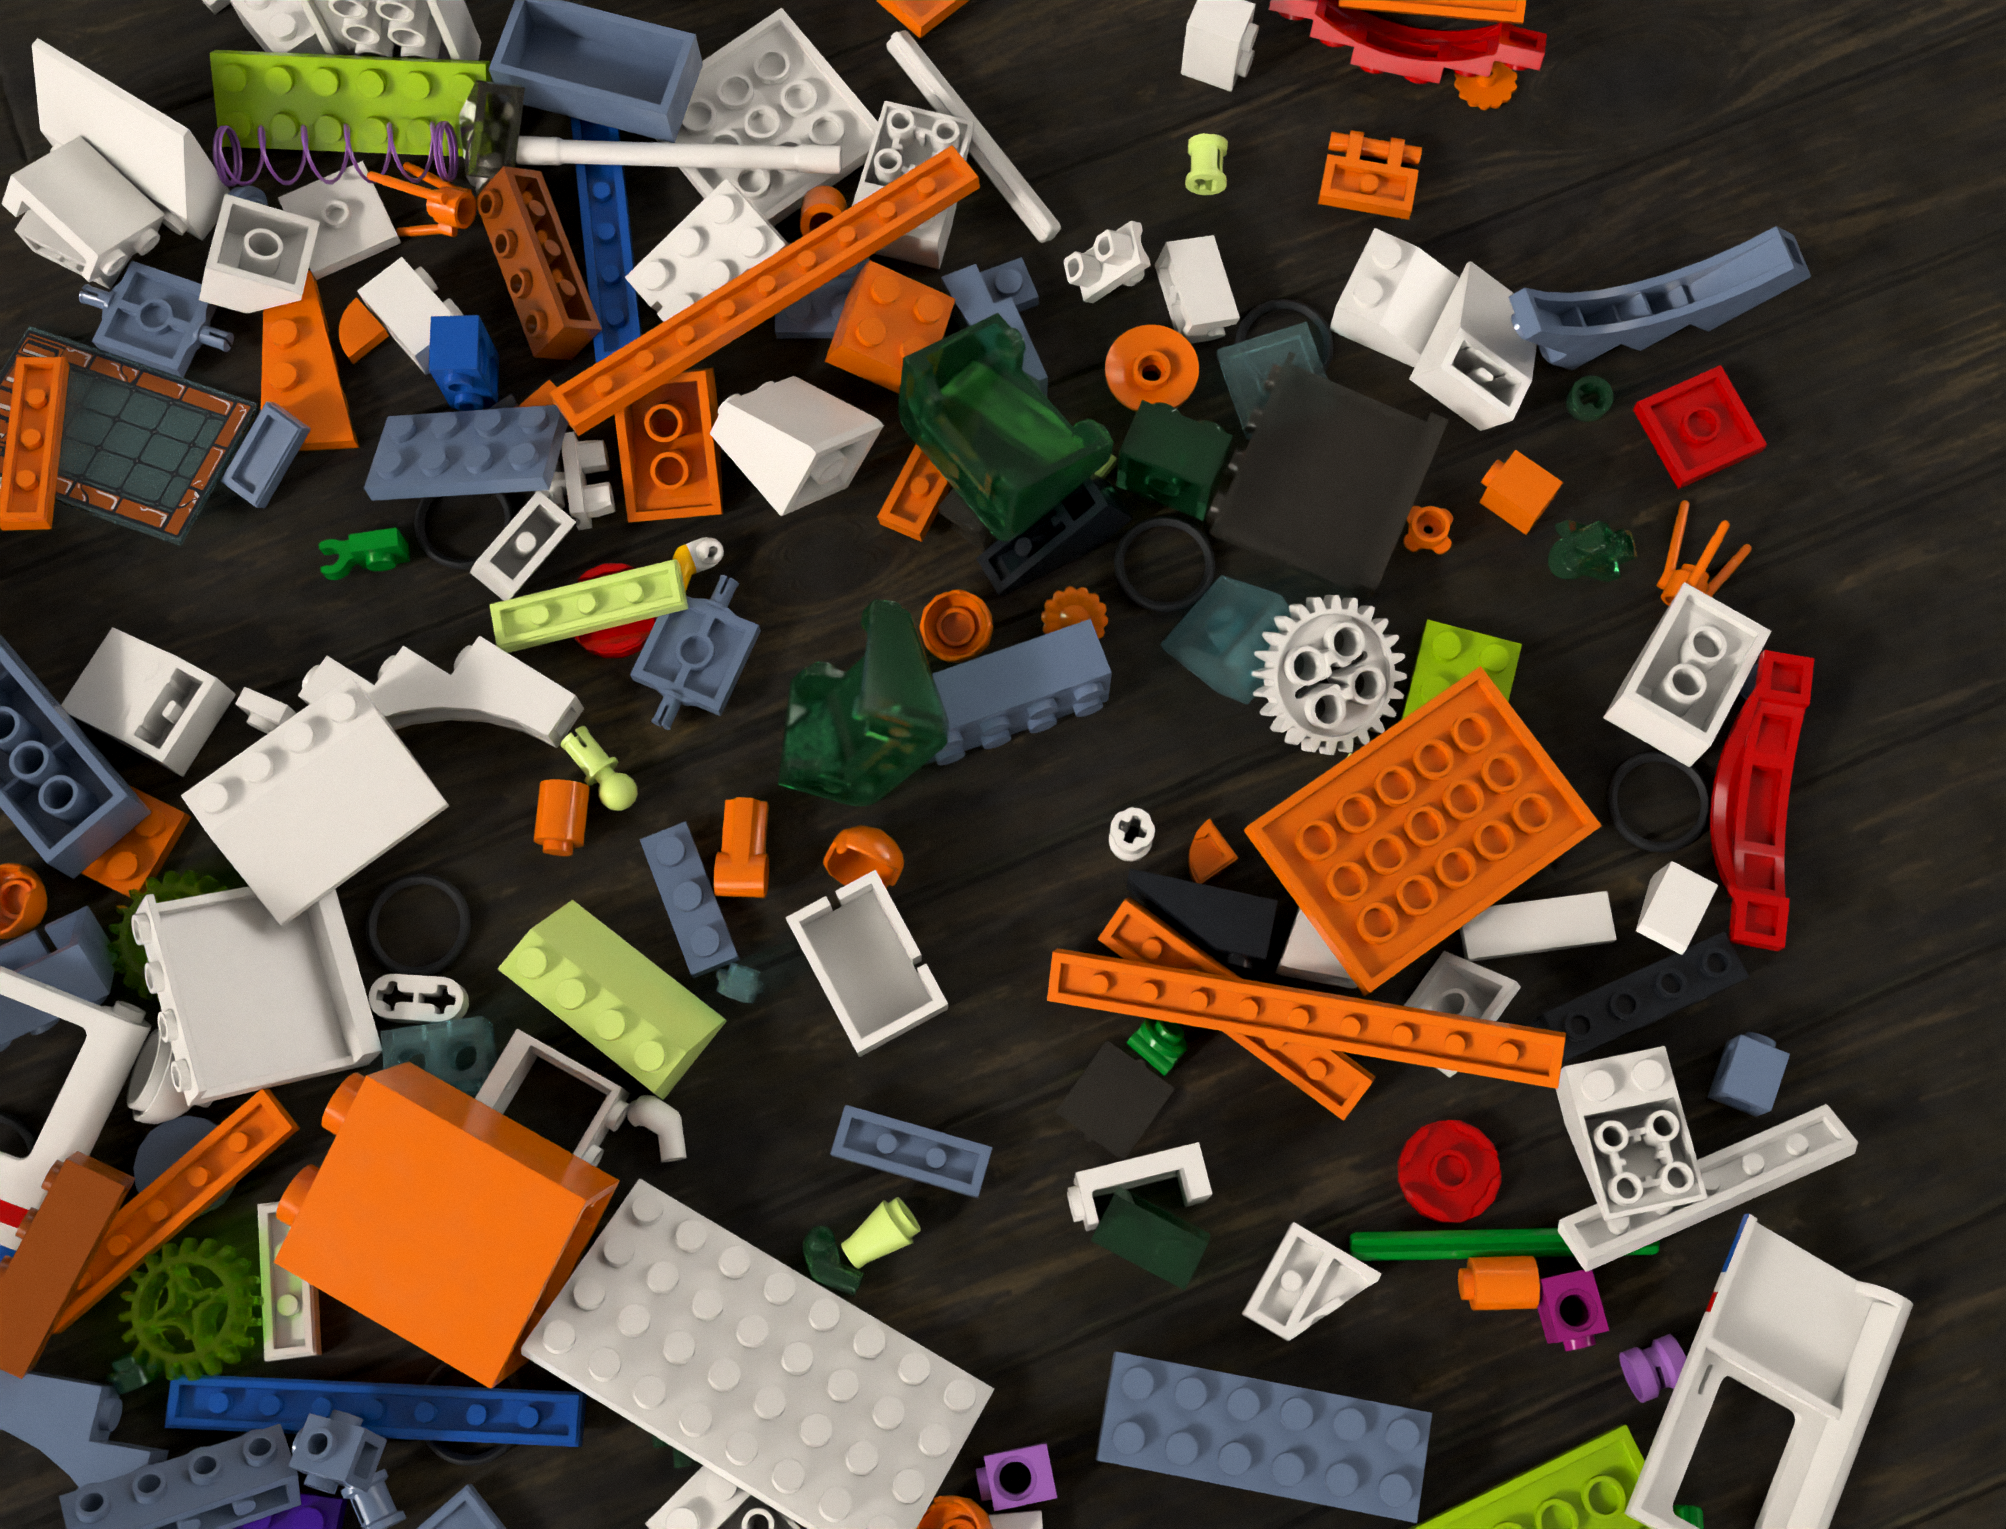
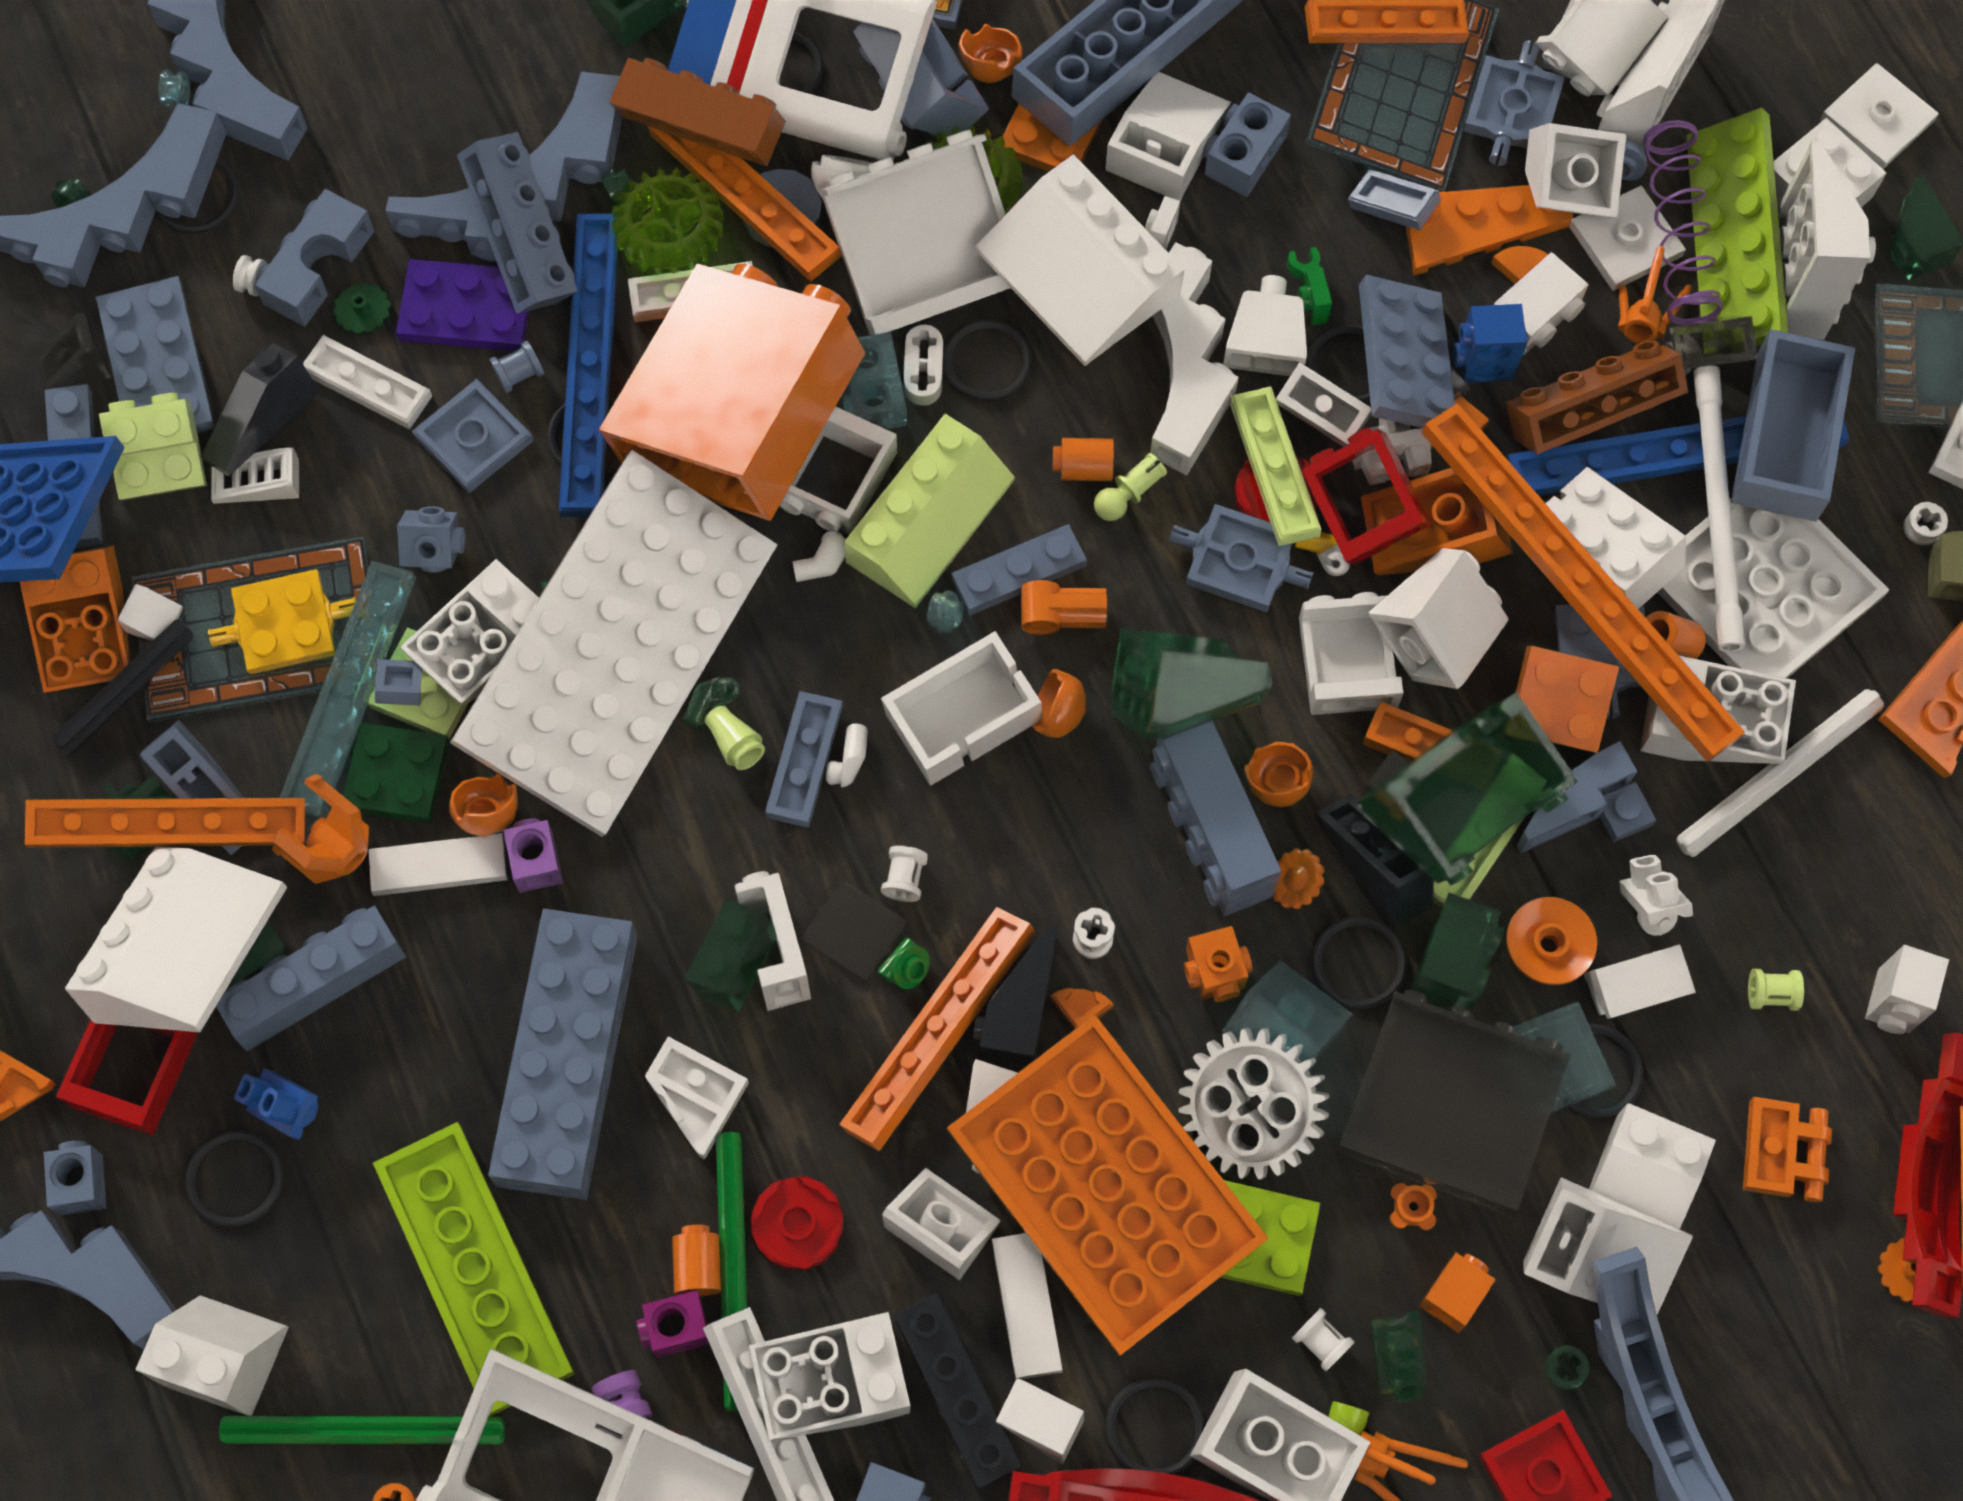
camera: 85 degrees right, 5 degrees down
(174, 609) = (1252, 146): none -> sand blue brick
(336, 1452) = (553, 329): sand blue brick -> none
(418, 603) = (1268, 331): none -> white torso
(687, 491) = (1386, 534): none -> red window
(819, 549) = (1346, 656): none -> white panel
(913, 1094) = (853, 757): none -> white arm
(1055, 1039) = (904, 873): none -> white bush
(1173, 704) = (1217, 964): none -> orange brick
(1308, 1017) = (923, 1081): orange plate -> none
(1570, 626) = (1323, 1339): none -> white bush
(1648, 608) = (1349, 1416): none -> lime hinge

